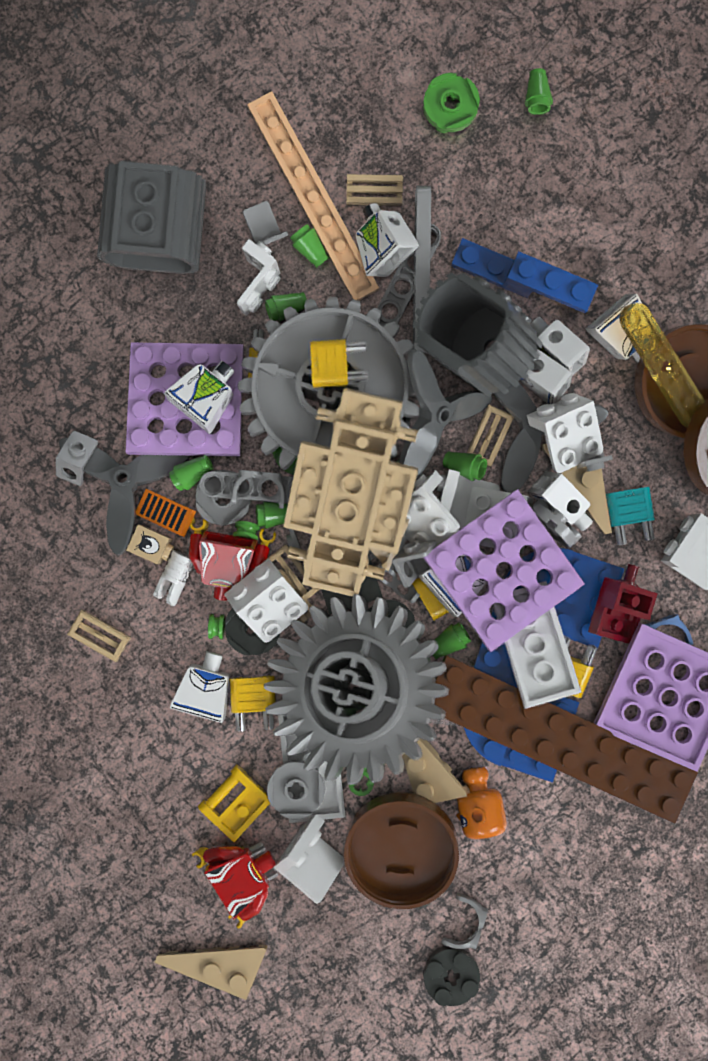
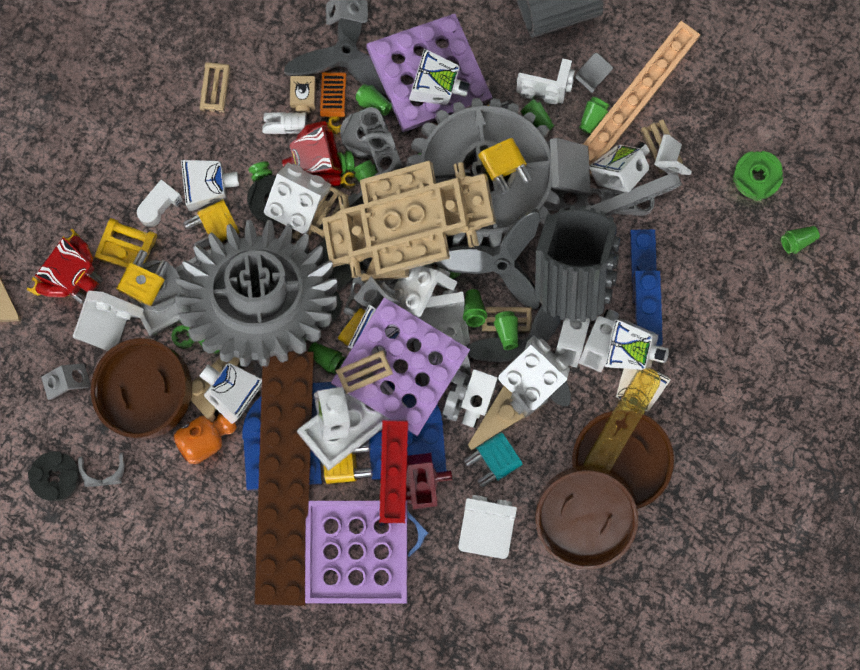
camera: 70 degrees right, 10 degrees down
(202, 751) = (156, 203): none -> white leg
(289, 807) = (141, 283): none -> yellow piece
(354, 931) = (61, 380): none -> light grey bracket
(362, 295) = (570, 166): none -> light grey tile
(392, 188) = (668, 156): none -> white bracket
(448, 759) = (230, 389): none -> white torso
(498, 638) = (348, 389): none -> tan tile
(506, 440) = (507, 329): none -> bright green cone
(525, 664) = (331, 412): none -> white torso
(594, 315) = (633, 347): none -> torso
(612, 625) = (393, 471): none -> red plate

